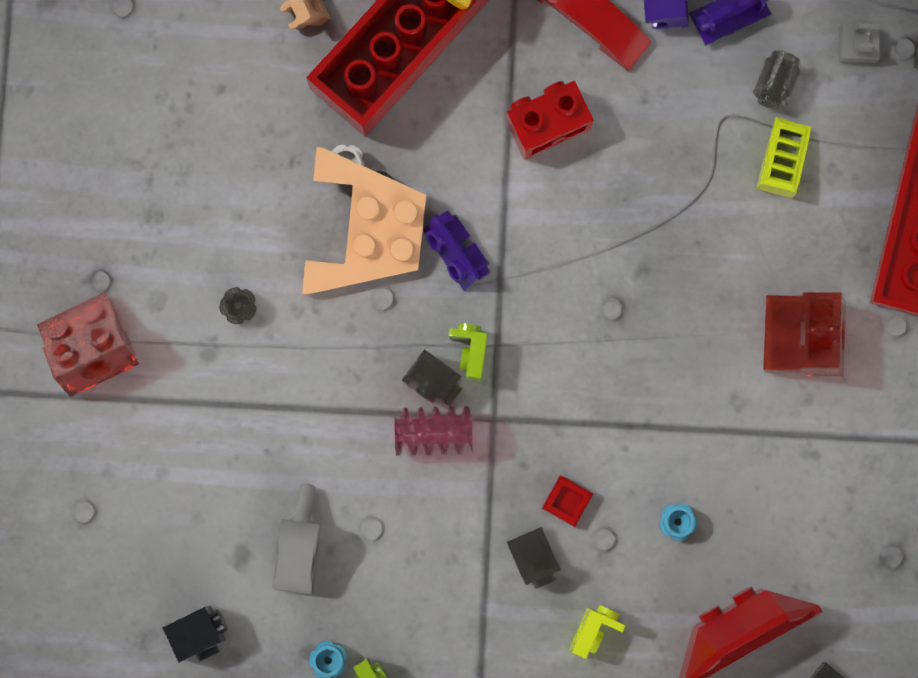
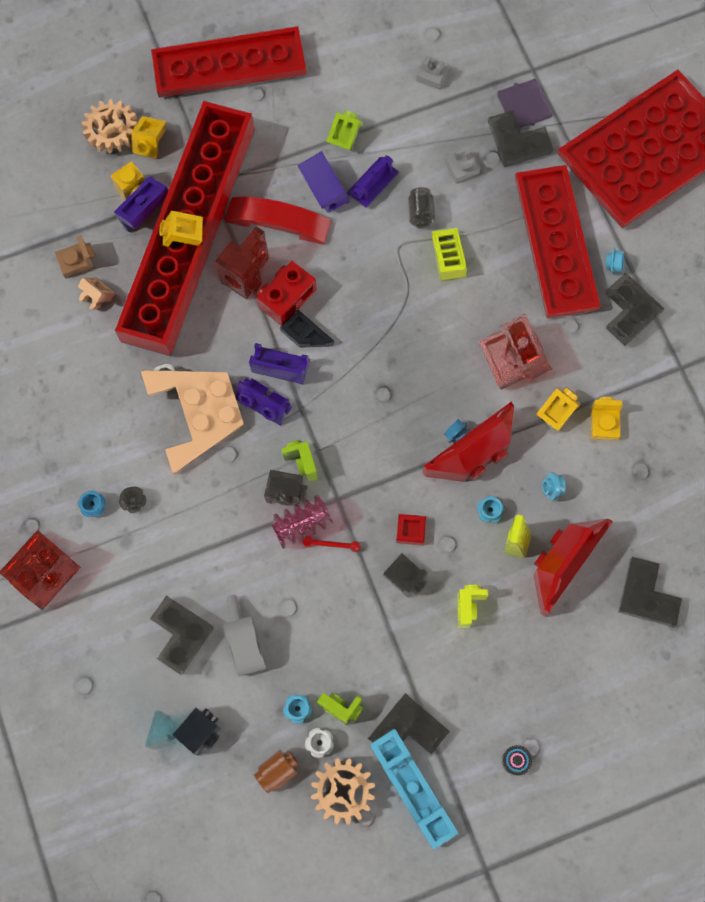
camera: 20 degrees left, 10 degrees down
(151, 618) = (160, 732): none -> clear light blue slope
(176, 286) = (86, 499): none -> dark azure plate
(235, 507) = (187, 633): none -> clear smoke plate
(487, 490) = (309, 542): none -> red hinge
(498, 210) = (279, 364): none -> dark purple hinge
(505, 60) = (241, 264): none -> clear red brick
(549, 181) = (305, 332): none -> black tile
(682, 402) = (456, 431): none -> dark azure plate
(694, 576) = (518, 538): none -> neon yellow slope
(696, 437) = (474, 450): none -> red wedge
(771, 529) = (553, 486): none -> medium azure plate
(828, 430) = (559, 407): none -> yellow bracket
(880, 471) = (606, 418): none -> yellow bracket

